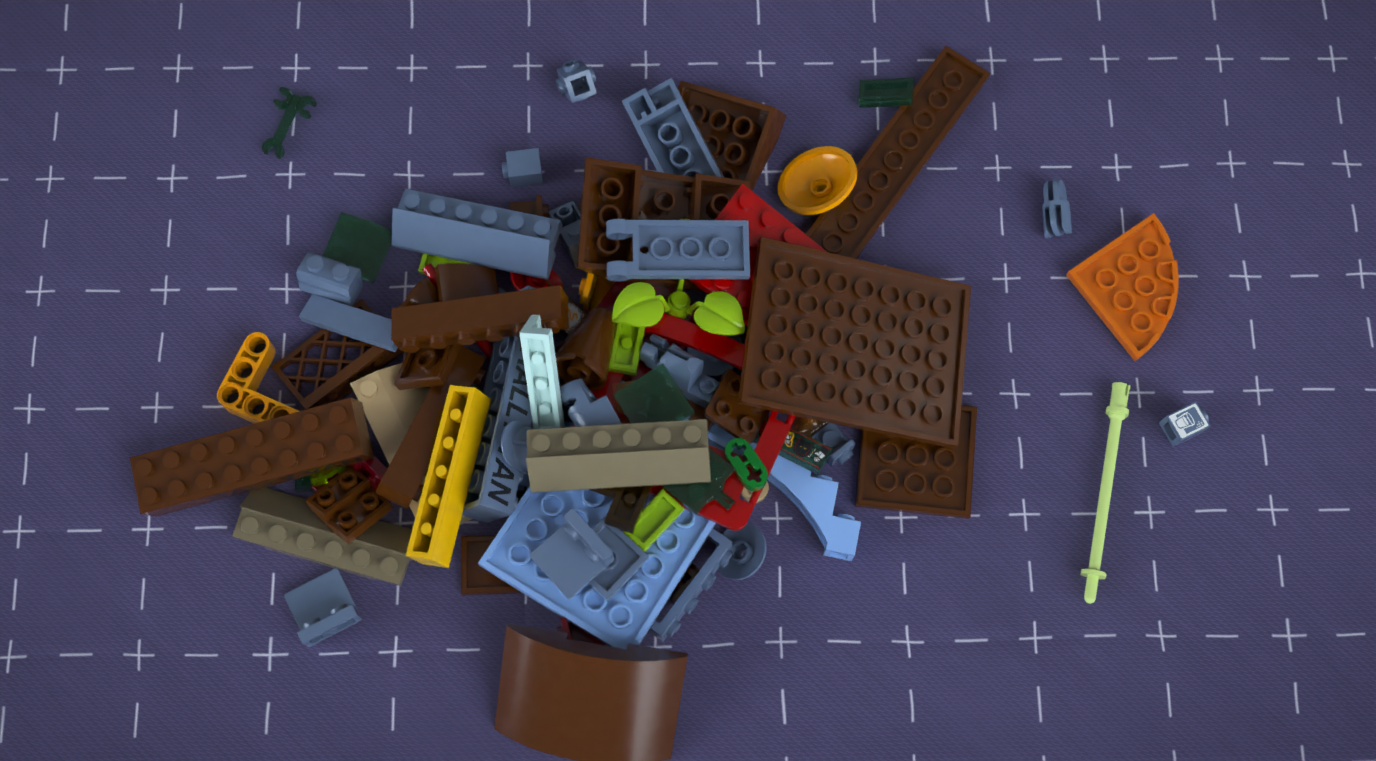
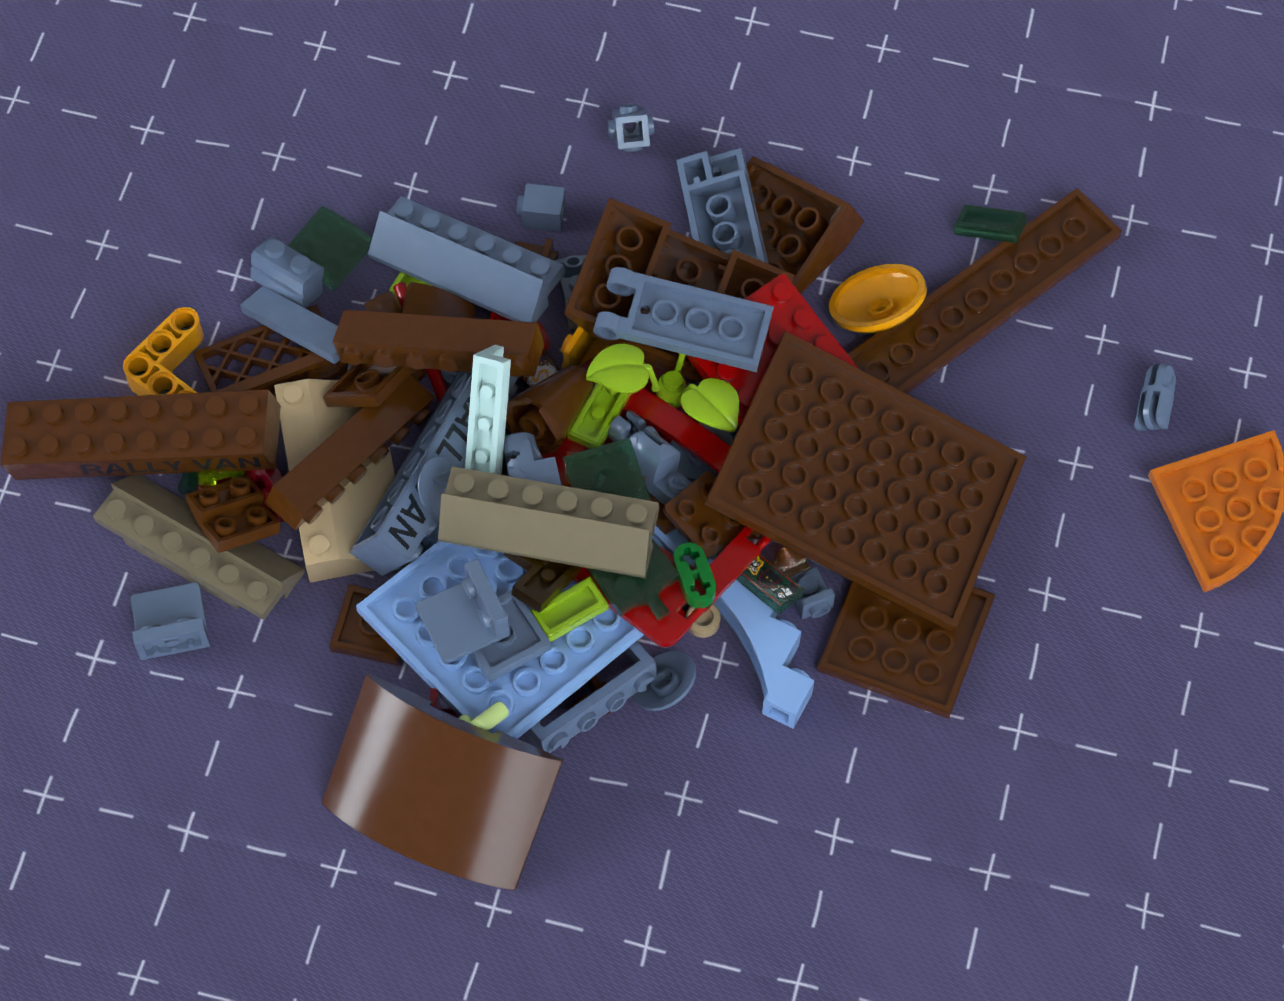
camera: 20 degrees right, 10 degrees down
(291, 105) = (301, 83): clear green bar -> none
(448, 476) = (351, 504): yellow brick -> none
(617, 634) = (490, 717): none -> yellowish green arm
(1117, 412) = (1163, 642): yellowish green bar -> none
(1185, 424) = (1242, 675): sand blue brick -> none

